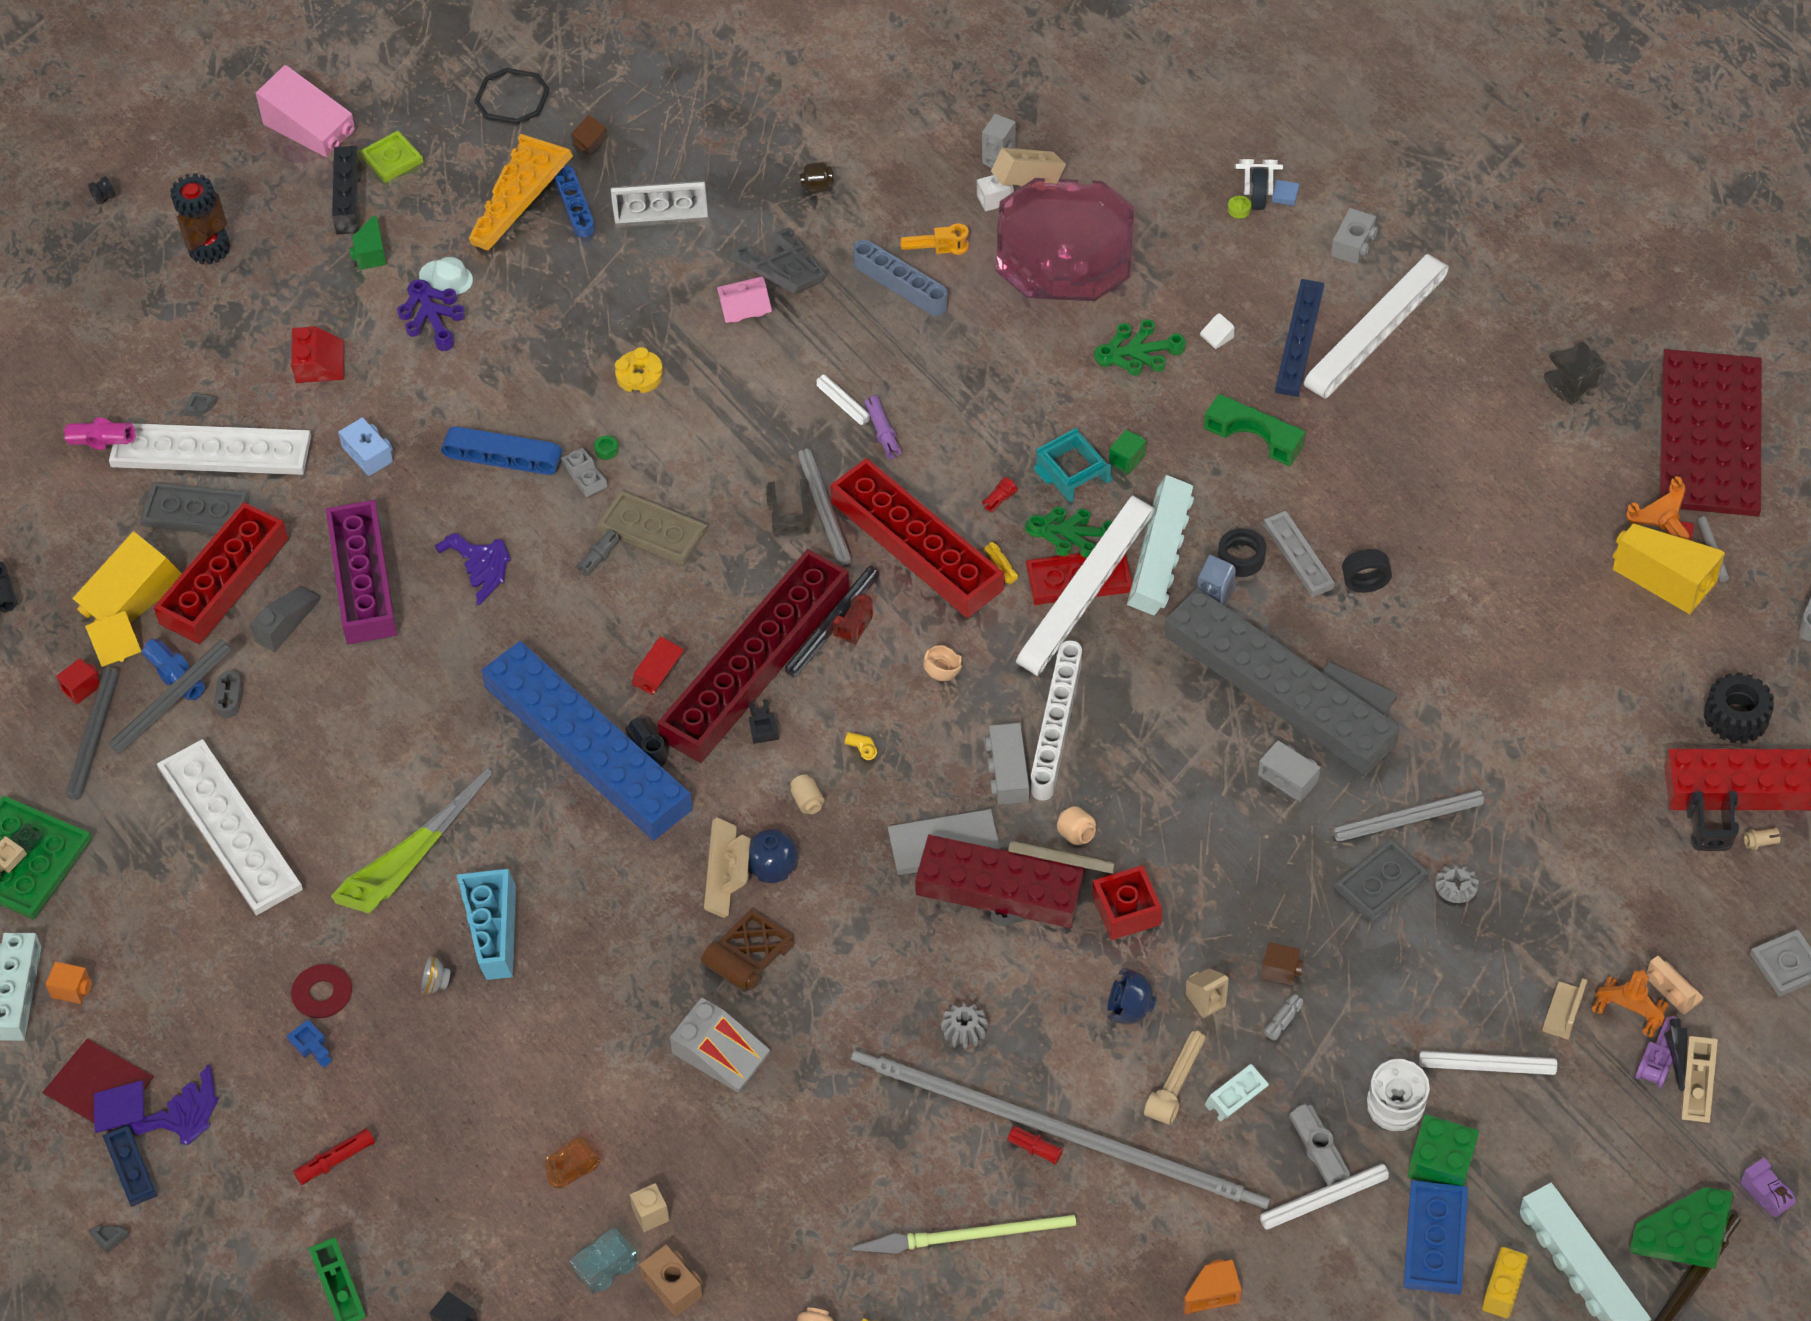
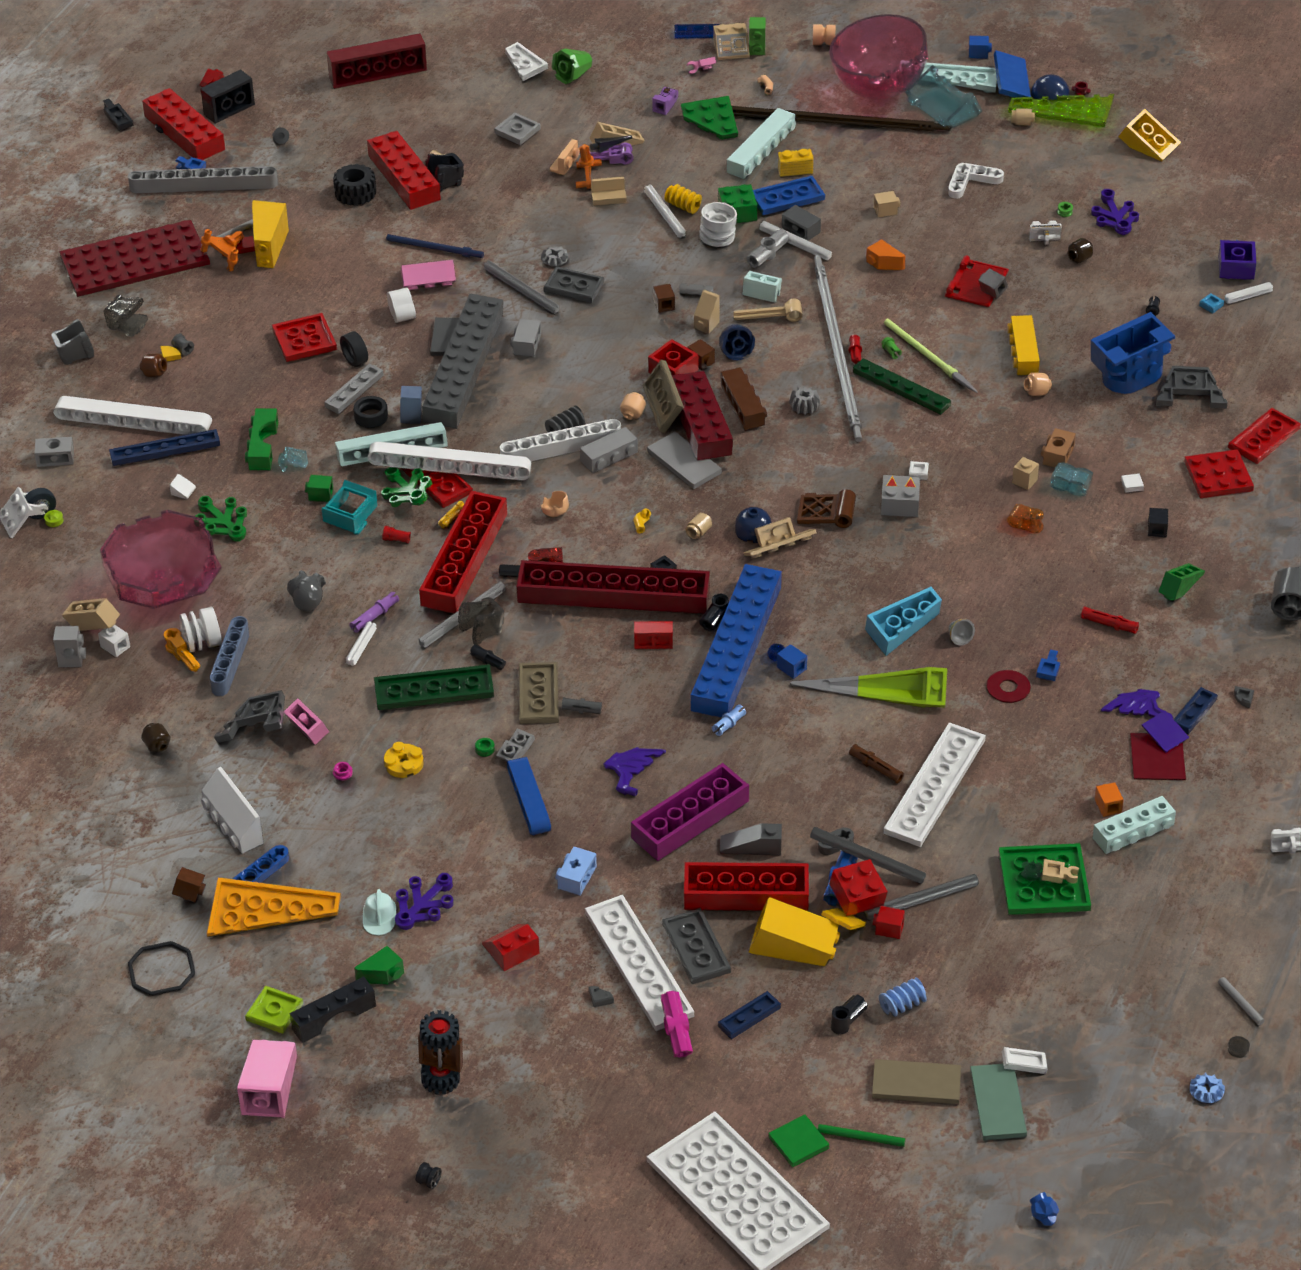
camera: 120 degrees left, 10 degrees down
(74, 513) = (749, 1015): none -> dark blue tile
(127, 656) = (858, 887): none -> red brick
(299, 787) = (871, 760): none -> reddish brown pin
(473, 677) = (728, 720): none -> light blue pin
(512, 775) = (792, 661): none -> blue panel
(540, 771) = (773, 650): none -> clear blue plate
(660, 313) = (342, 771): none -> dark pink plate
(724, 434) = (433, 687): none -> dark green plate
(737, 501) = (487, 657): none -> black axle
(751, 1096) = (919, 469): none -> white tile
(927, 1165) = (902, 386): none -> dark green plate
(947, 255) = (200, 629): none -> white wheel
(947, 370) = (306, 590): none -> dark grey hair
(1008, 951) = (743, 398): none -> reddish brown brick
(1010, 1191) = (889, 345): none -> bright green pin
(1088, 738) = (567, 419): none -> dark grey piece
(1132, 950) = (705, 353): none -> reddish brown brick
(1199, 447) = (292, 457): none -> clear light blue bracket
(1355, 1218) = (801, 223): none -> dark grey brick
(1434, 541) = (304, 337): none -> red plate
(1435, 658) = (401, 305): none -> white piece
(1463, 373) = (153, 365): none -> reddish brown head
(1485, 401) = (170, 353): none -> yellow tile
(1491, 415) = (182, 344): none -> dark grey bush
(1491, 717) = (428, 274): none -> bright pink slope
(1493, 1089) = (683, 198): none -> yellow piece
(1525, 782) = (465, 251): none -> dark blue bar
(1556, 301) = (73, 343): none -> dark grey piece

